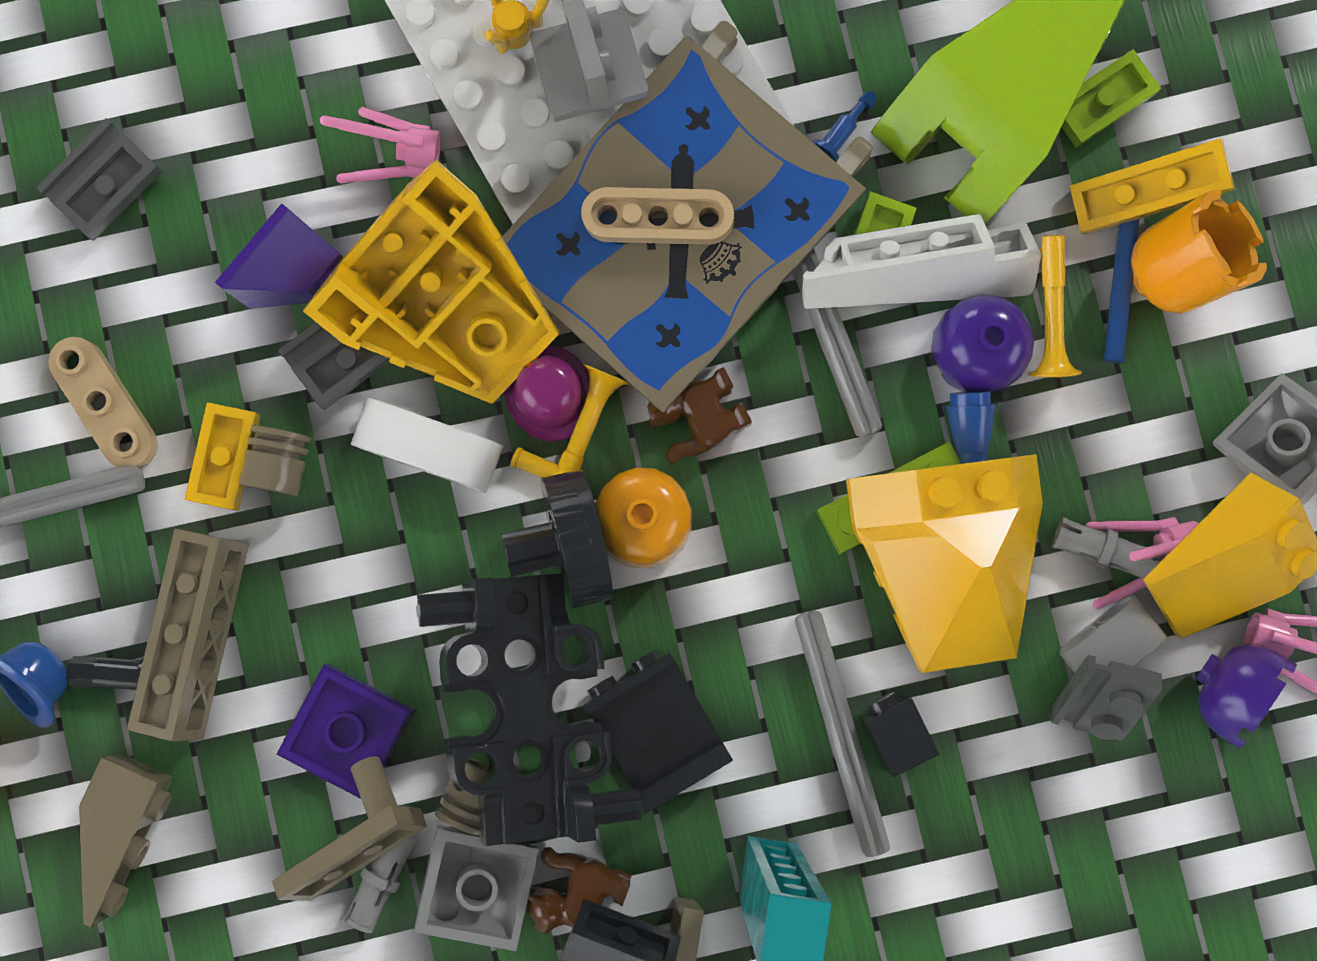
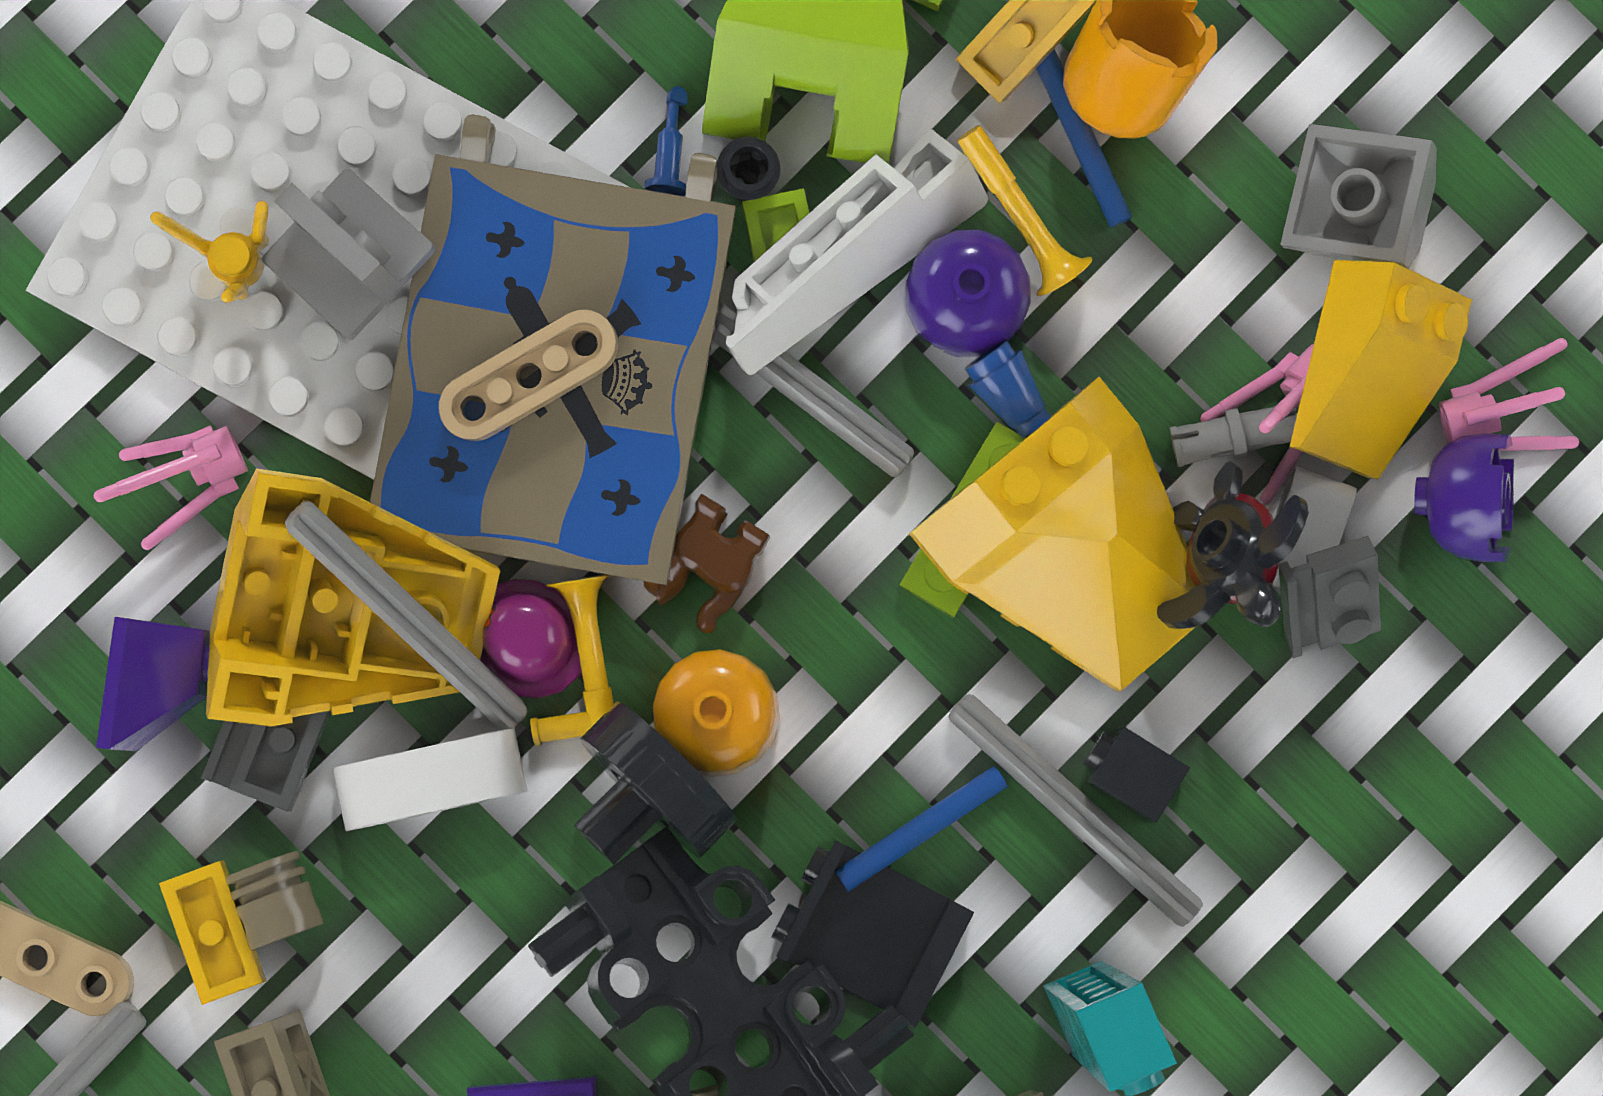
camera: 30 degrees left, 0 degrees up
(475, 322) = (405, 615): none -> light grey axle
(730, 680) = (920, 829): none -> blue bar
(894, 165) = (750, 155): none -> black cone
(1060, 629) = (1233, 554): none -> black animal

